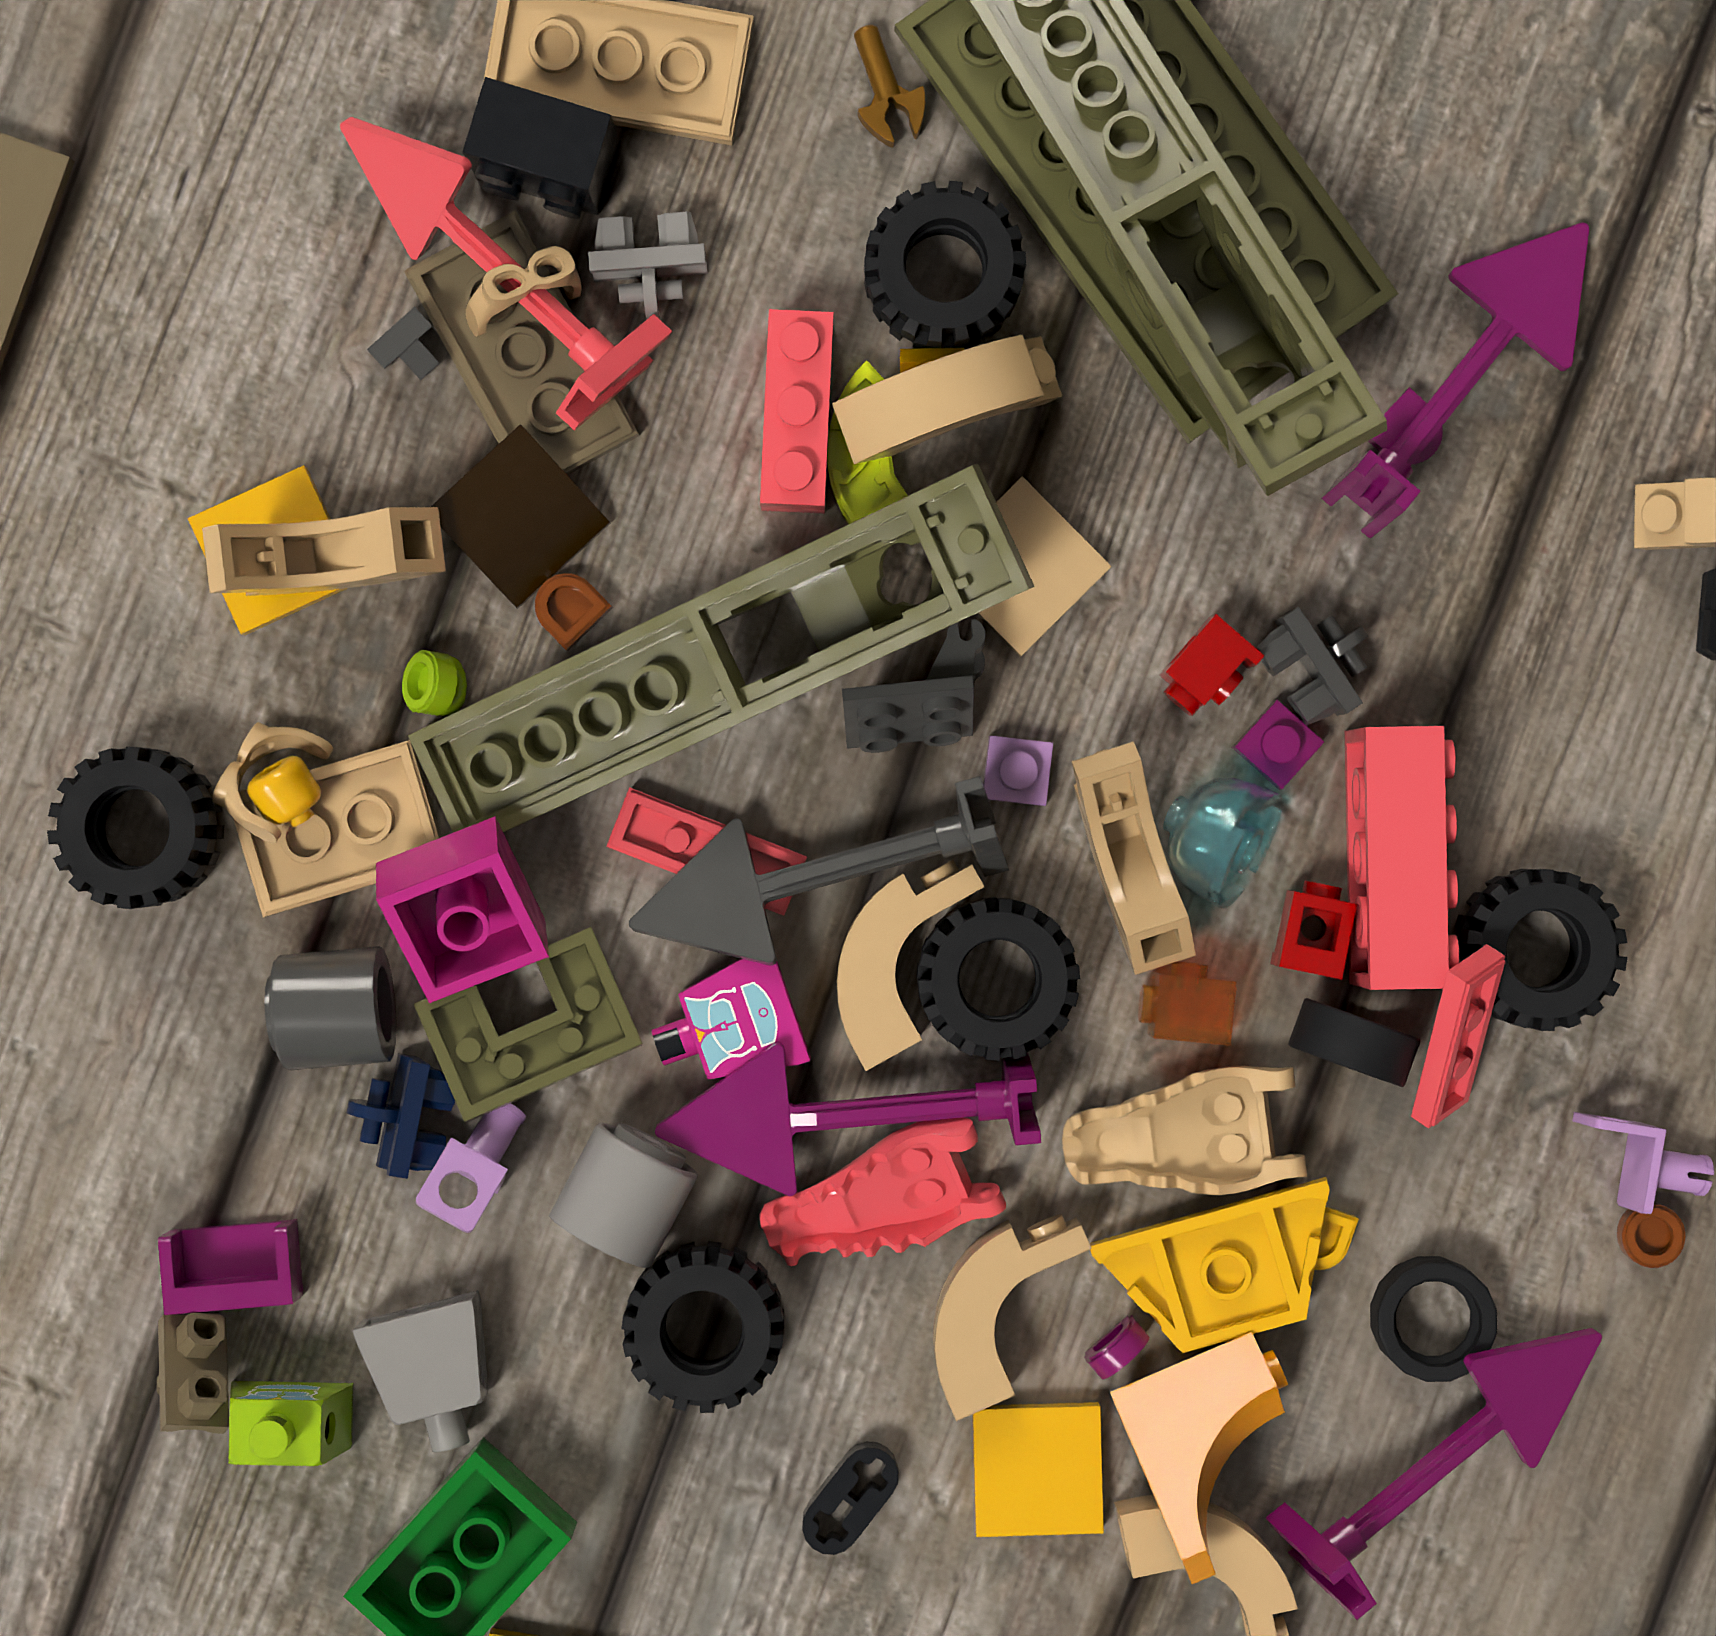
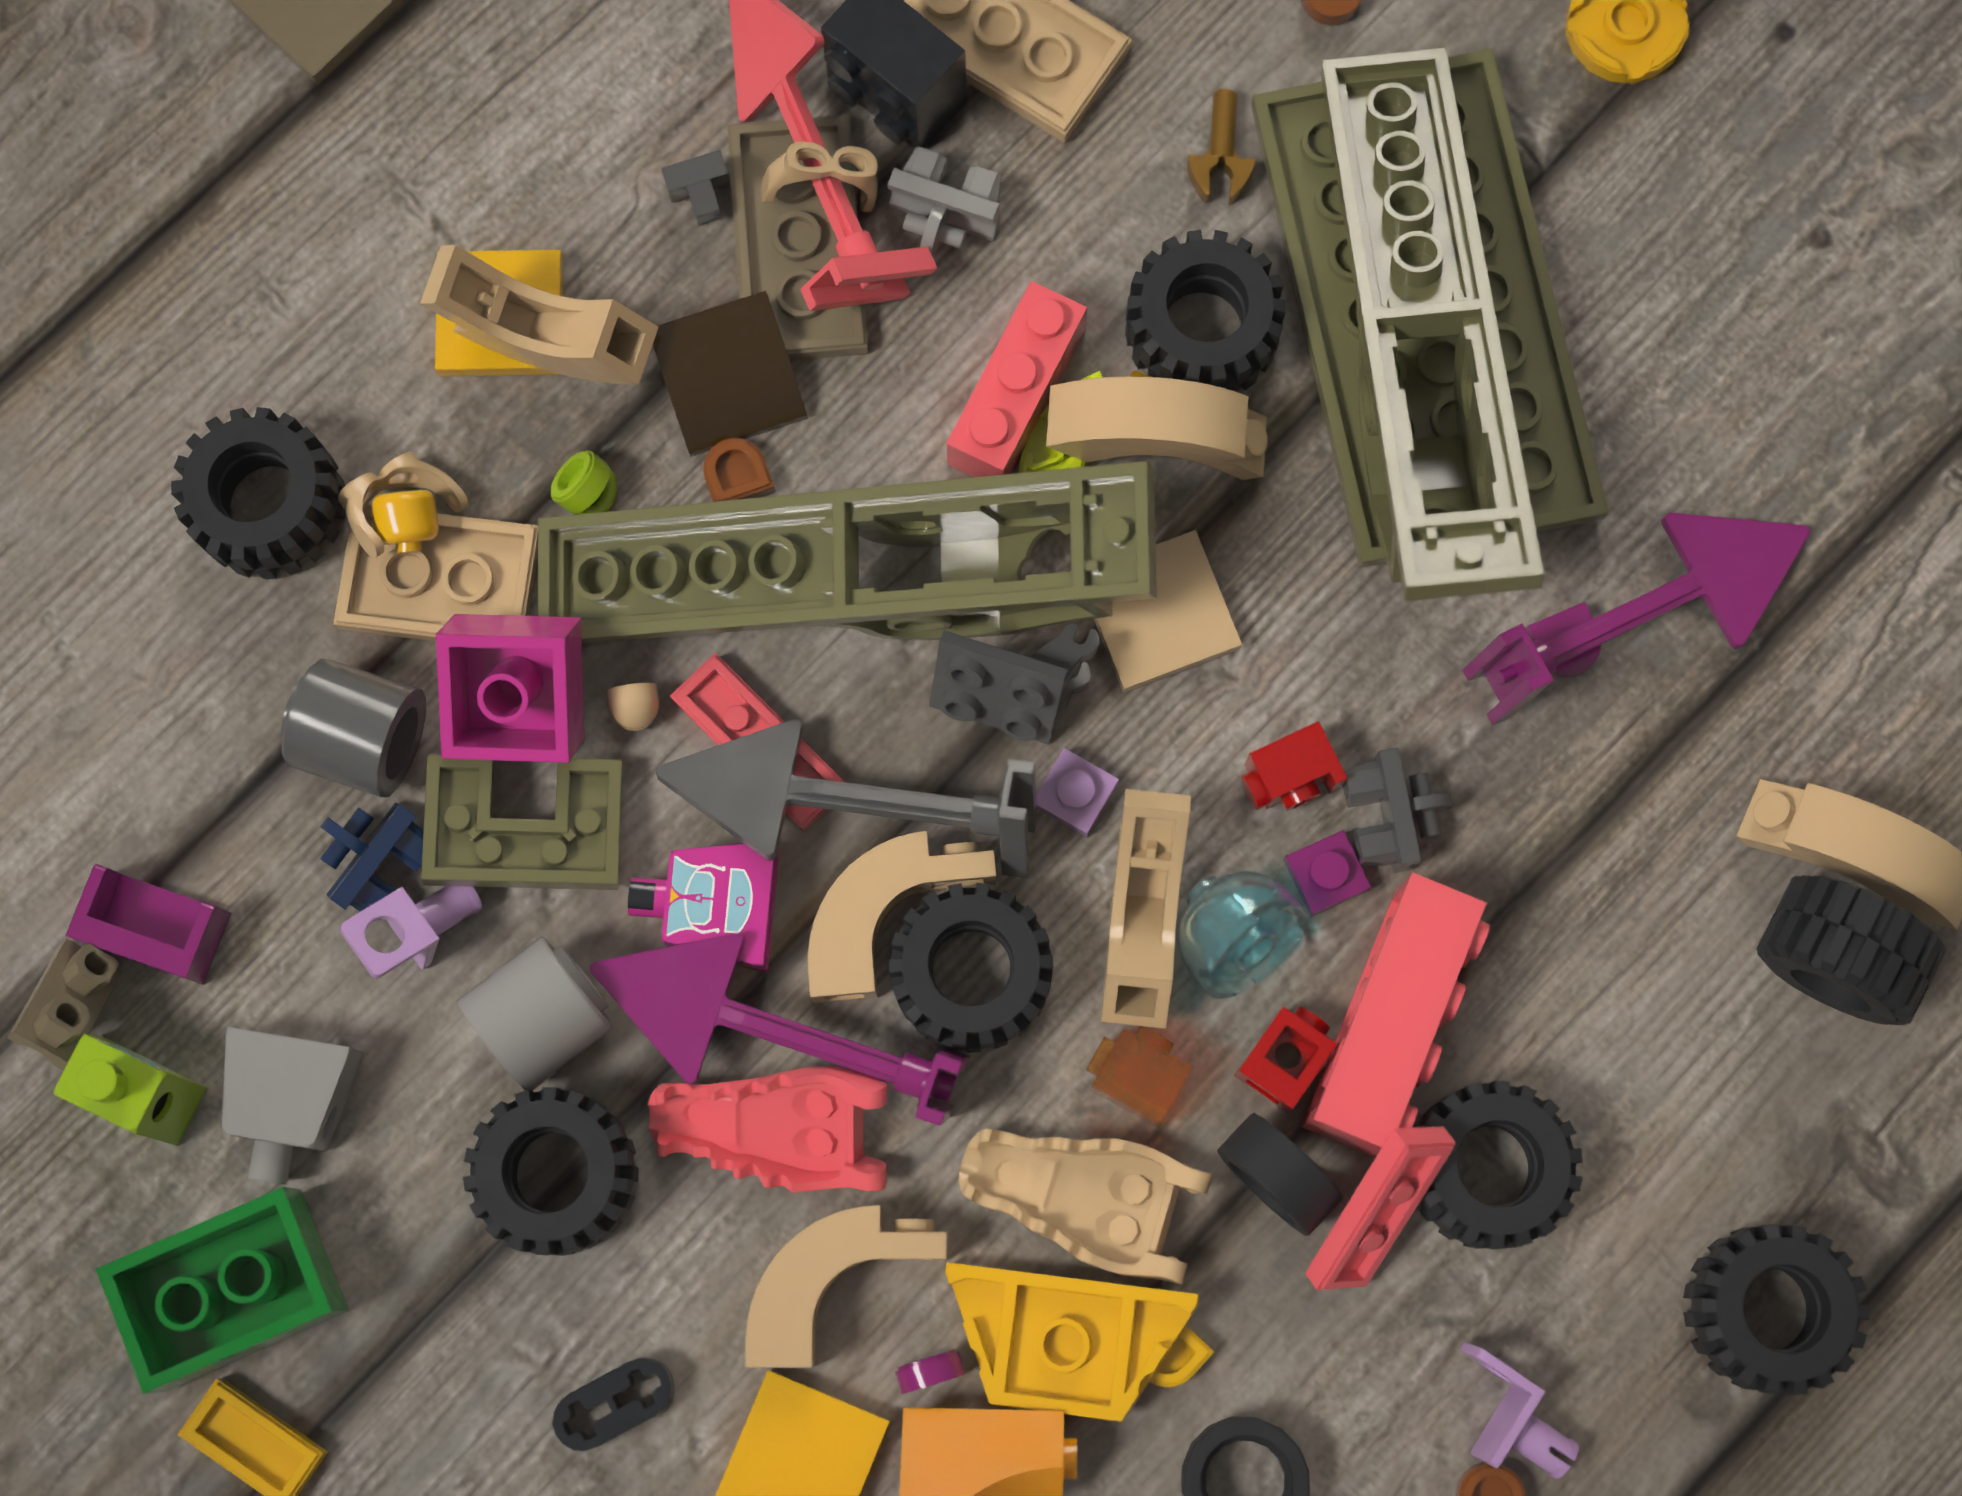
camera: 25 degrees right, 10 degrees down
(578, 871) = (633, 705): none -> tan hinge

